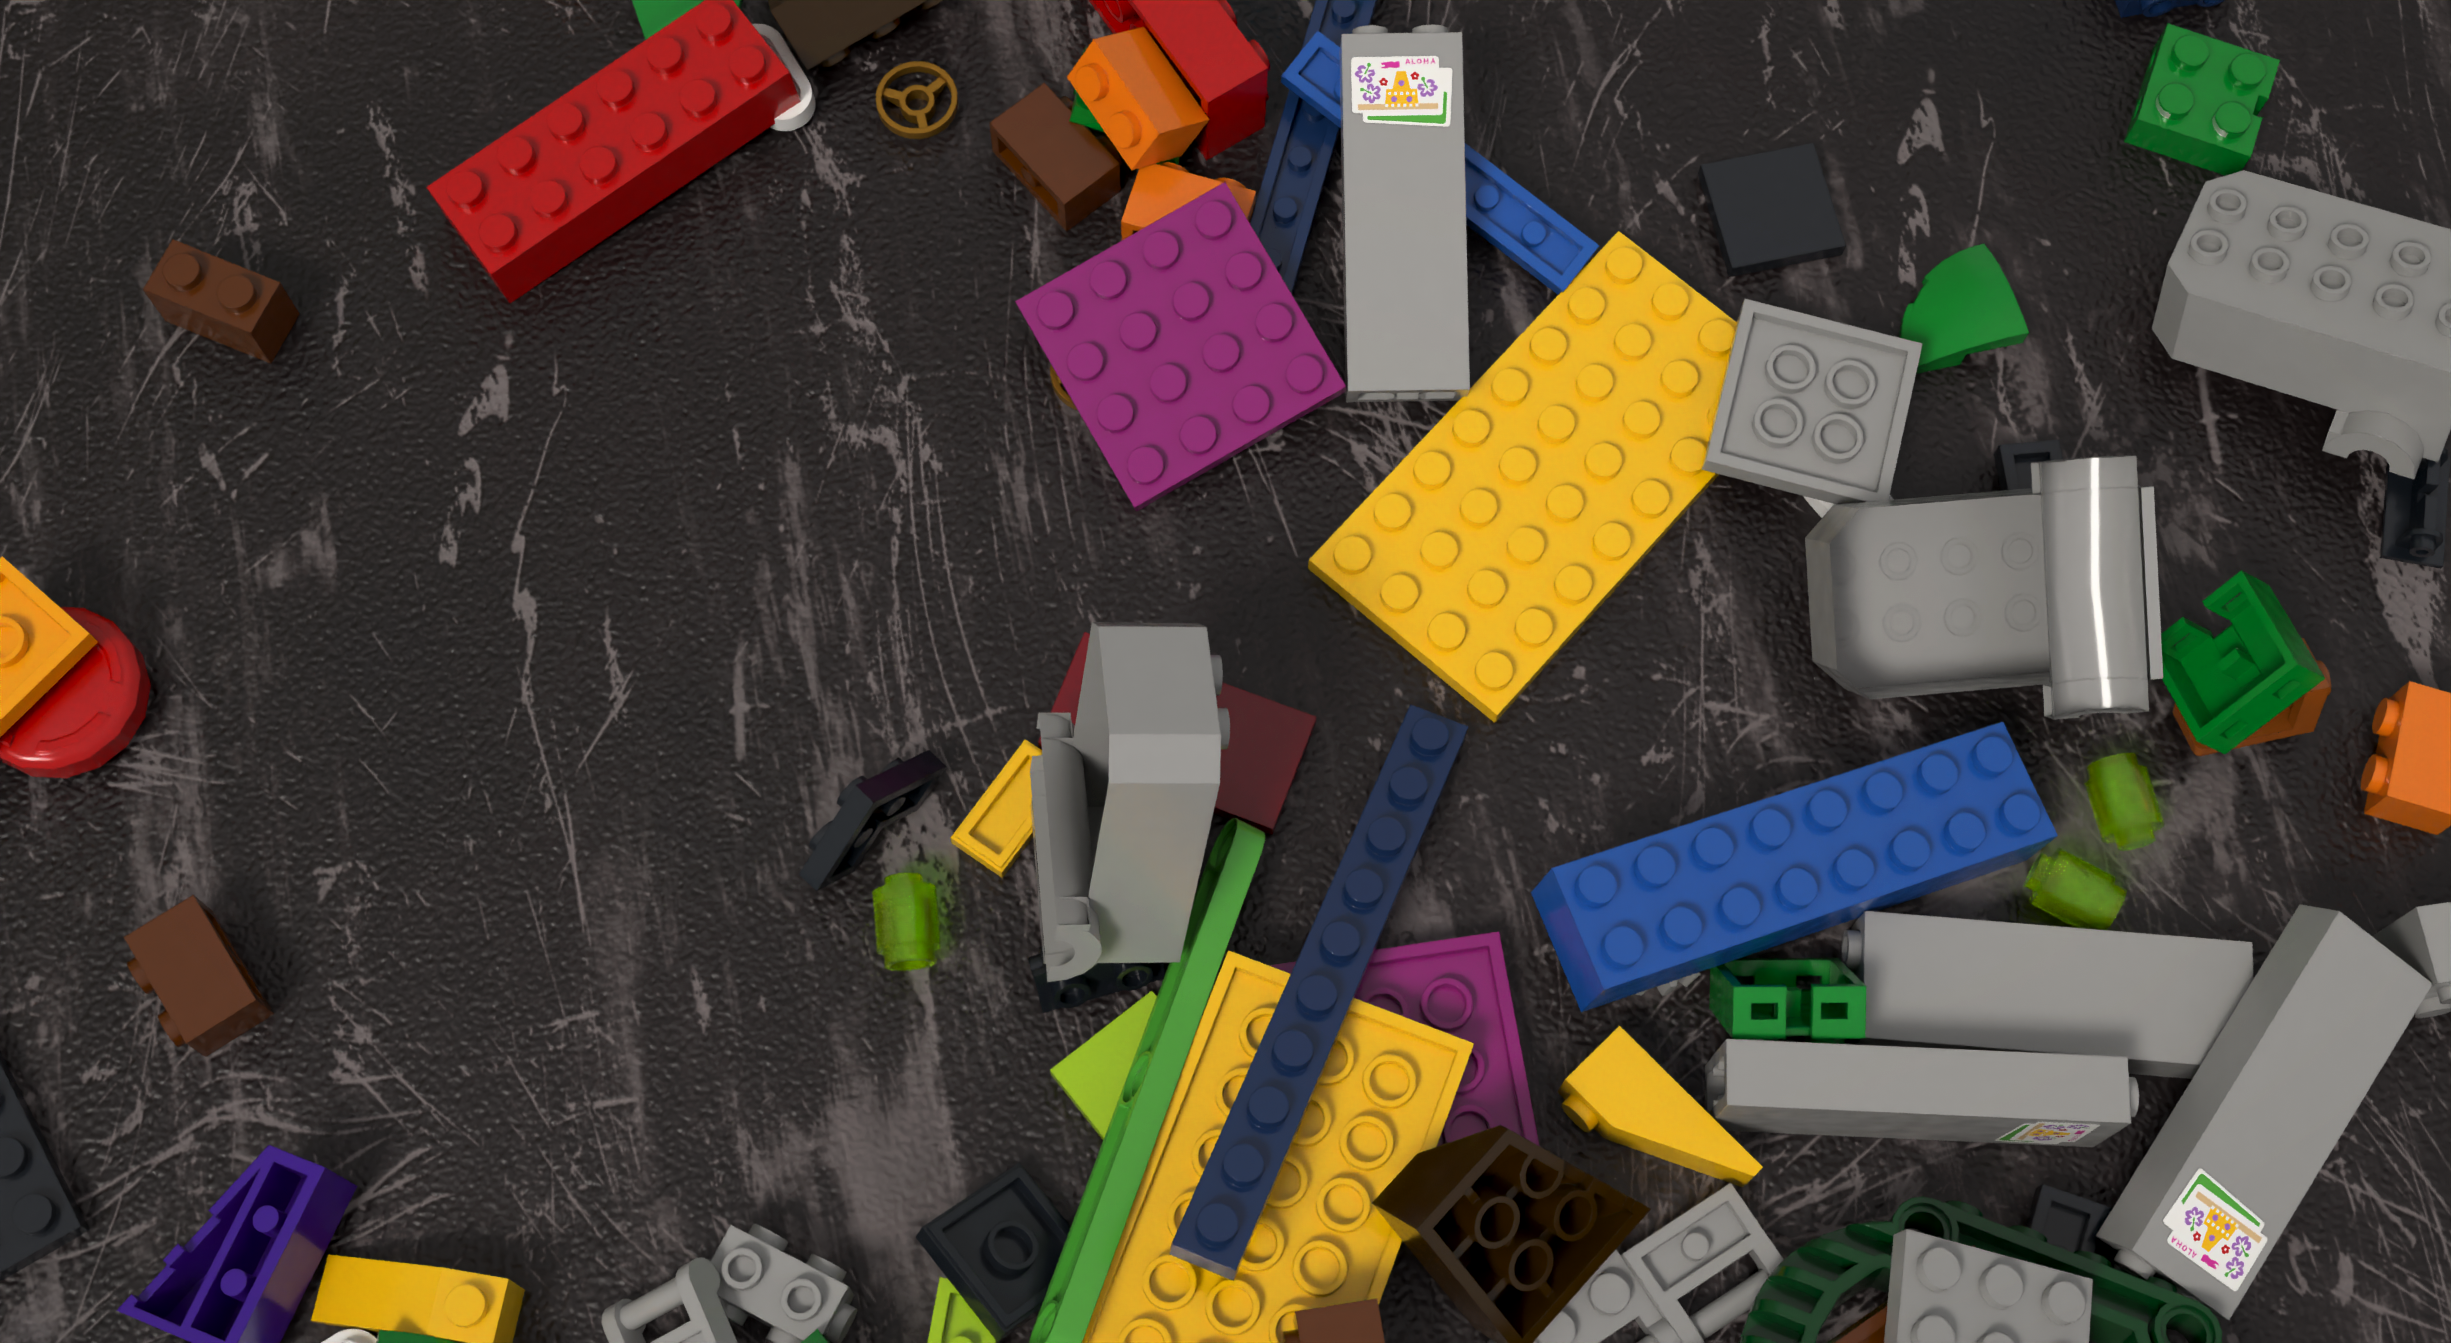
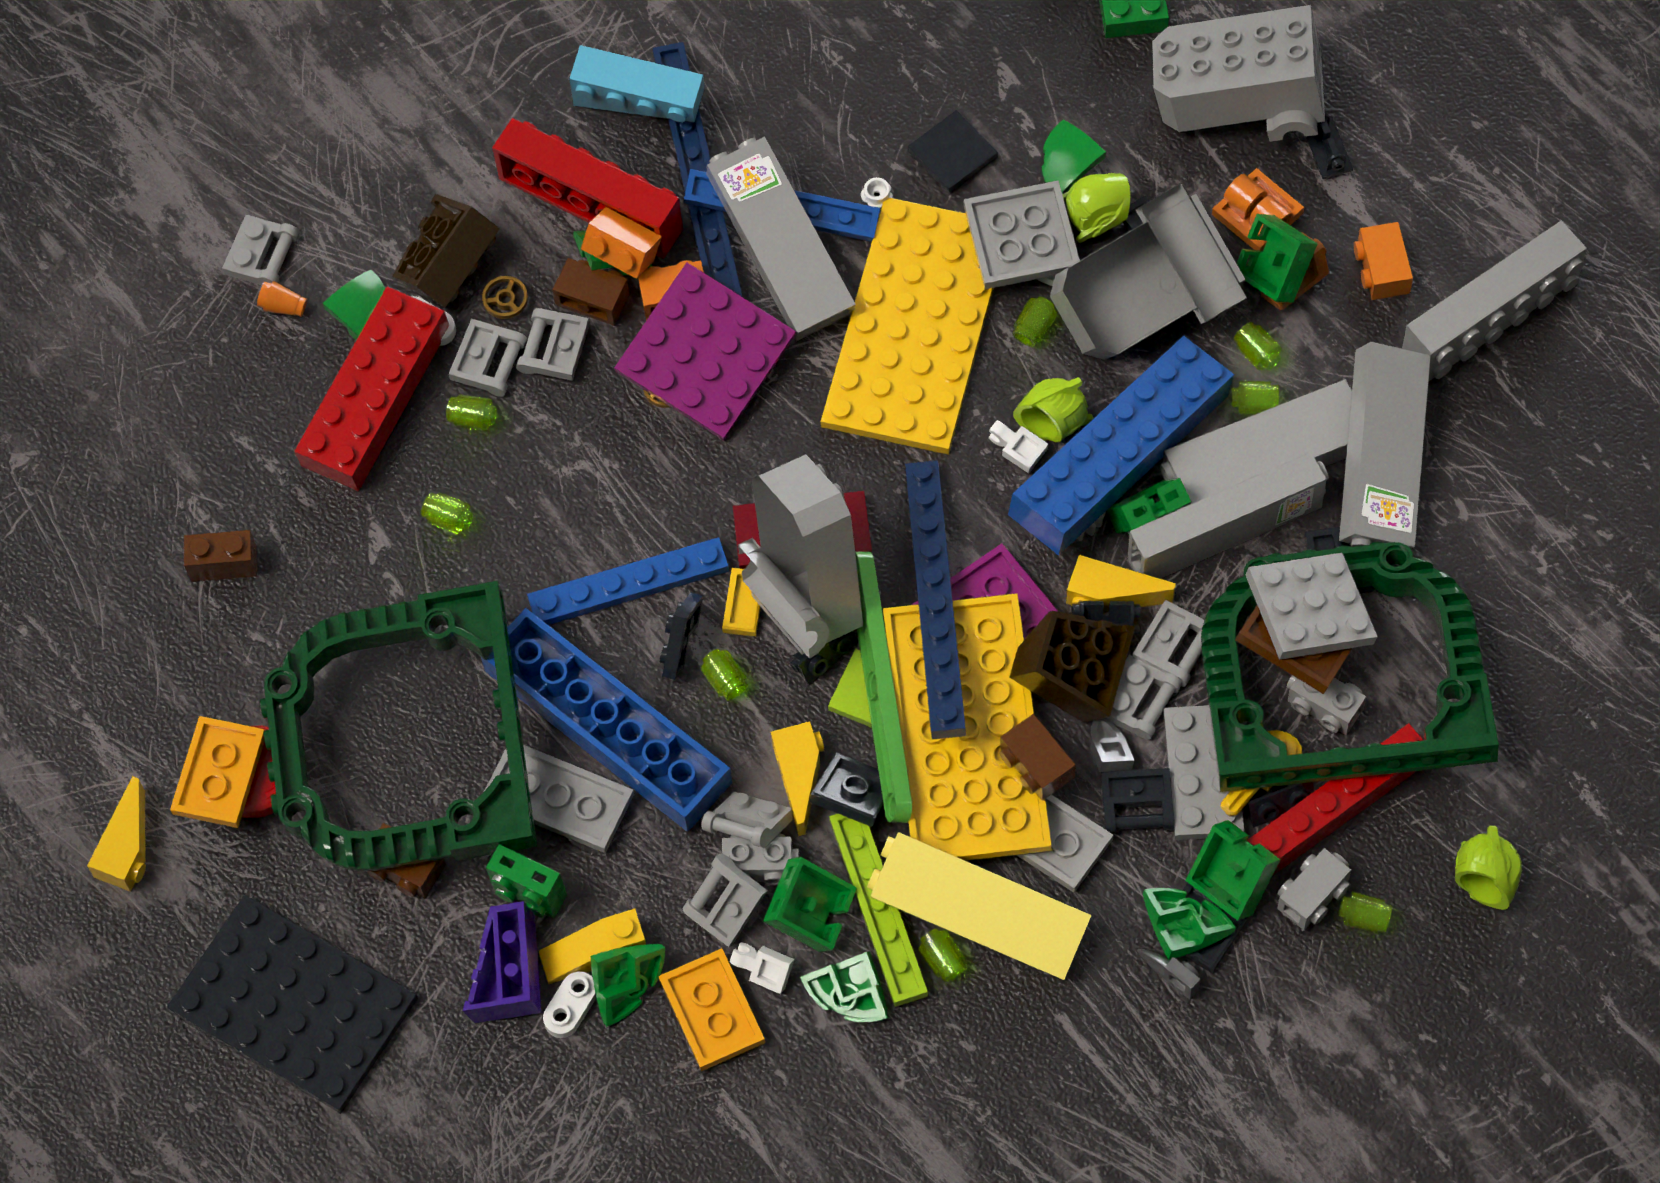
camera: 20 degrees left, 5 degrees down
(349, 1111) = (518, 882): none -> green piece
(385, 988) = (499, 814): none -> dark green arch
(514, 995) = (572, 799): none -> light grey plate
(617, 409) = (447, 512): none -> clear neon green brick
(663, 907) = (612, 723): none -> blue brick
(753, 261) = (471, 412): none -> clear neon green brick
(809, 1205) = (748, 818): none -> light grey plate
(820, 170) = (477, 354): none -> light grey plate
(843, 676) = (629, 582): none -> blue plate
(939, 1157) = (799, 766): none -> yellow slope
(960, 226) = (562, 348): none -> light grey plate
(1613, 205) = (876, 185): none -> white plate
(1622, 775) = (1020, 447): none -> white plate
(1631, 1170) = (1119, 612): none -> black hinge
(1711, 738) = (1053, 409): none -> lime helmet
(1758, 565) = (1034, 321): none -> clear neon green brick
(1970, 416) = (1098, 203): none -> lime helmet
(2238, 533) = (1254, 196): none -> orange plate

